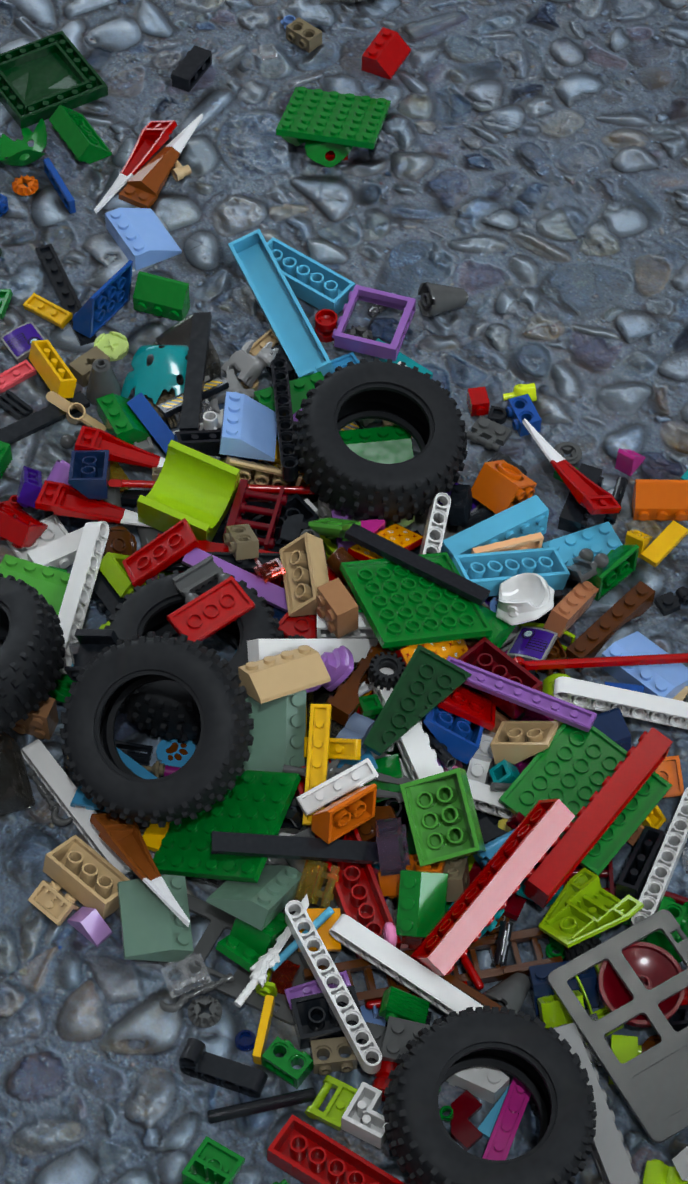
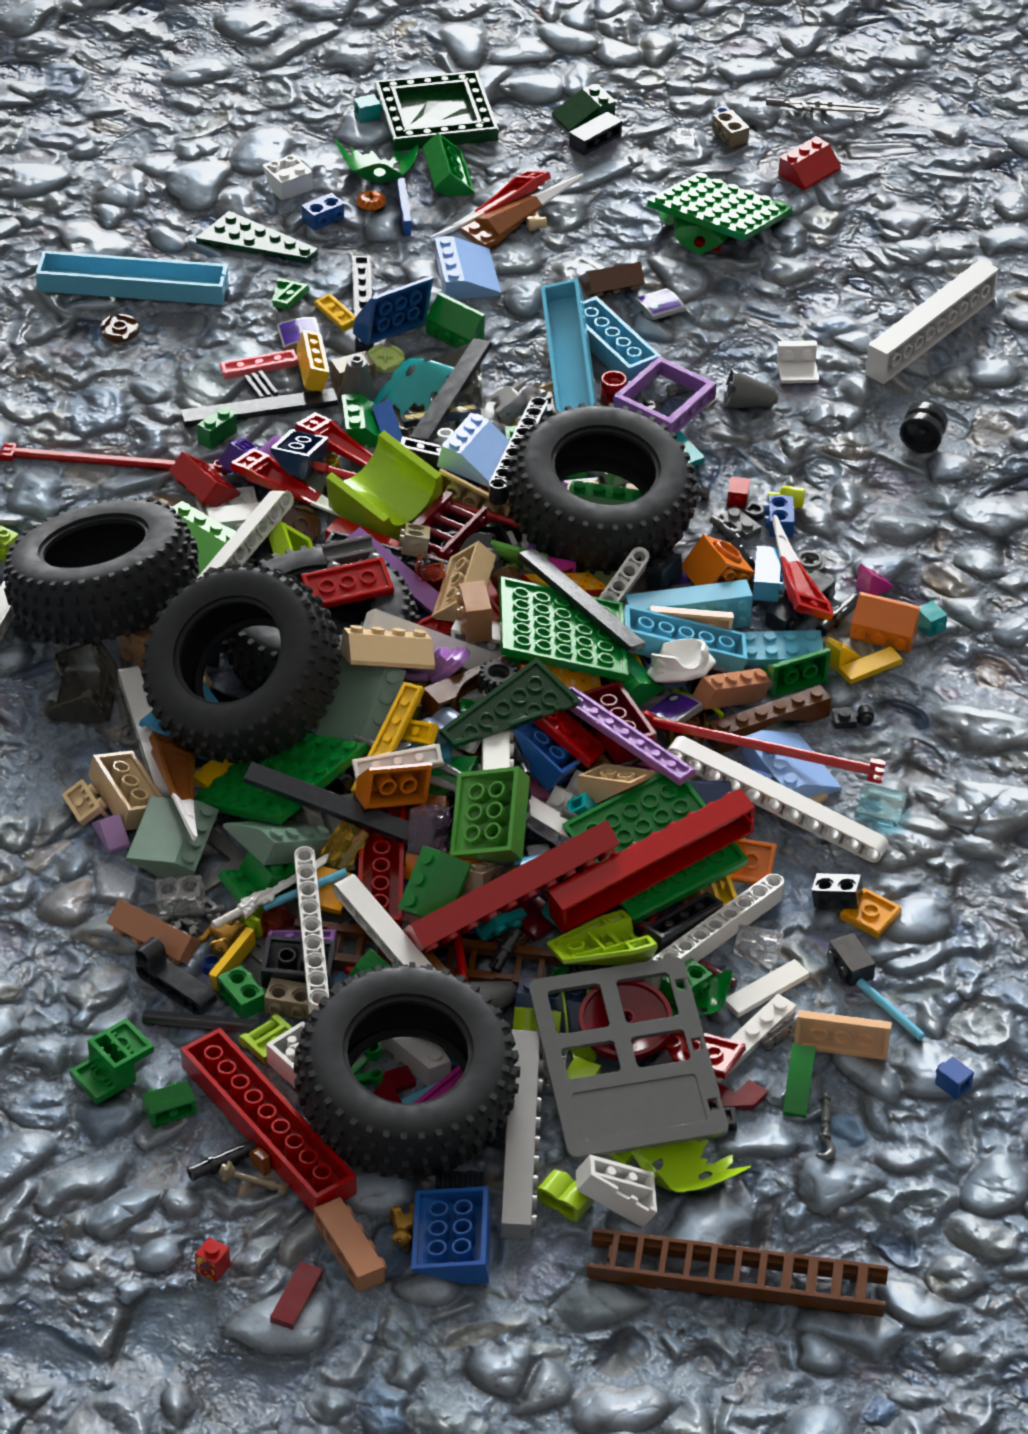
camera: 20 degrees right, 10 degrees down
(66, 406) = (311, 397): tan piece -> none
(160, 553) = (331, 528): red tile -> none
(171, 46) = (584, 107): none -> dark green slope
(179, 1024) = (143, 926): none -> nougat brick
(247, 1016) = (223, 936): none -> pearl gold animal
(274, 213) = (612, 279): none -> reddish brown slope
(323, 227) = (659, 304): none -> slope
(389, 933) = (391, 905): bright pink piece -> none
(466, 256) = (797, 362): none -> white bracket
(549, 485) = (768, 574): none -> brick
(560, 187) = (931, 321): none -> white brick
(583, 567) = (775, 652): dark grey gear -> none
(603, 294) = (923, 427): none -> black wheel

